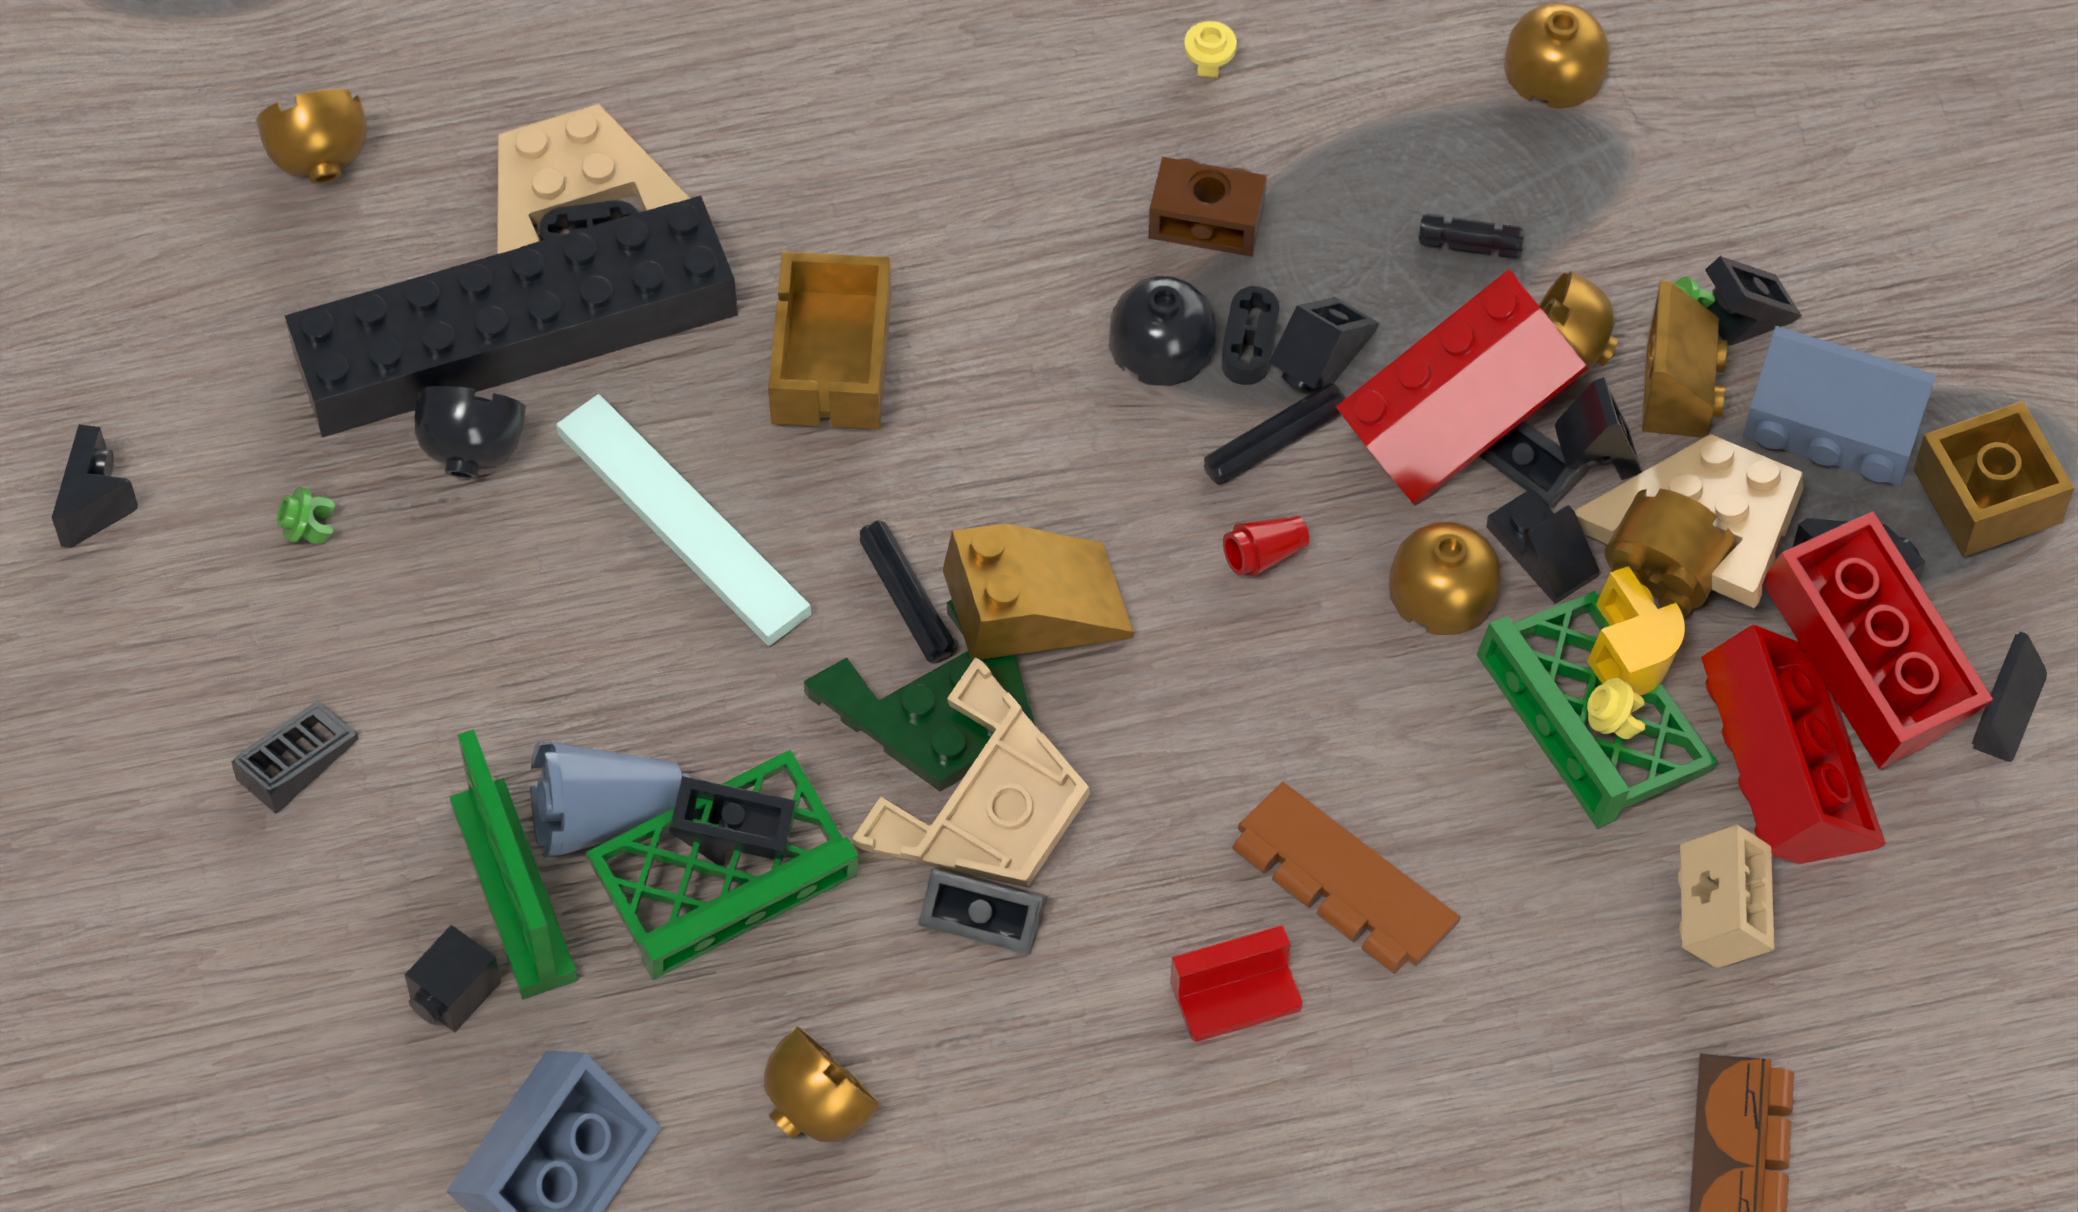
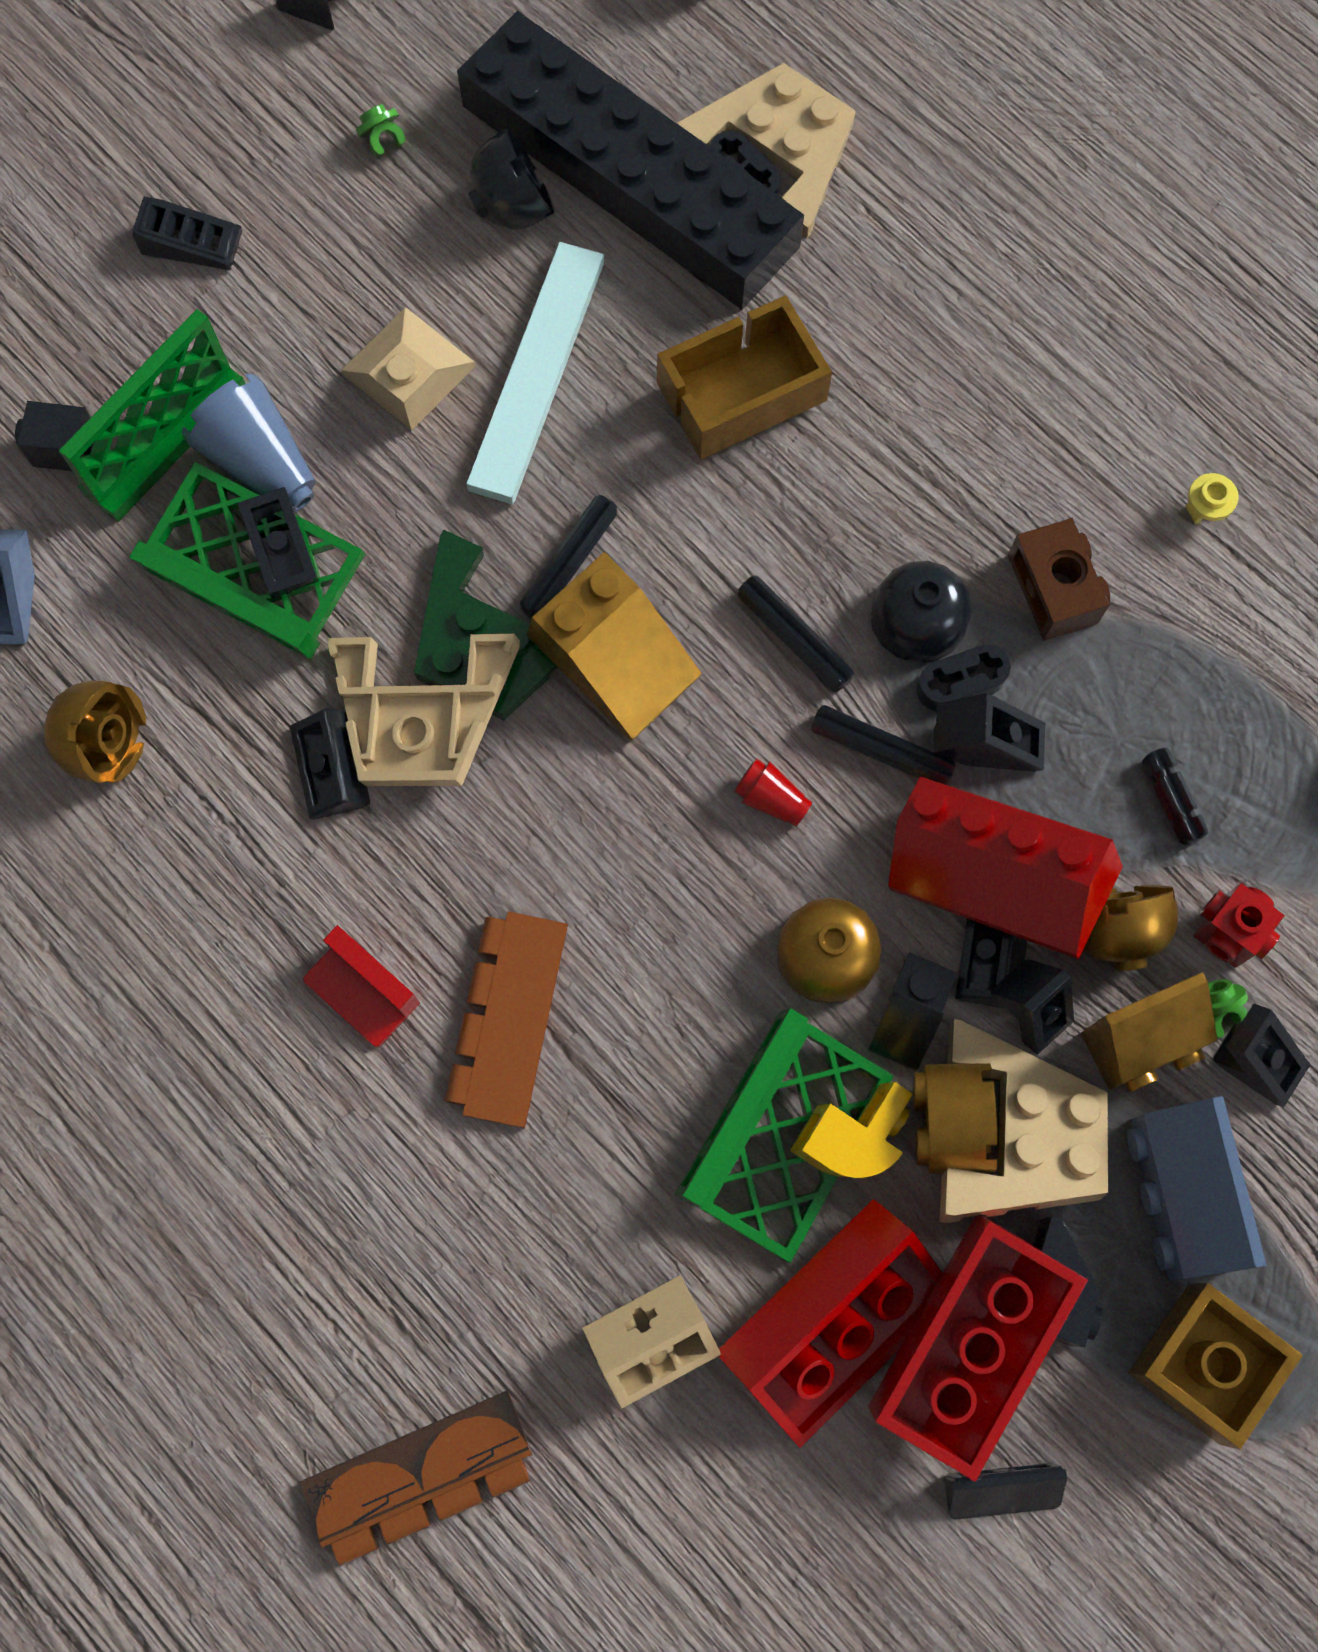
camera: 60 degrees right, 15 degrees up
(595, 631) = (408, 368): none -> tan slope
(1114, 444) = (795, 633): none -> black axle
(1612, 707) = (772, 1149): light yellow plate -> none
(1623, 250) = (1239, 925): none -> red brick

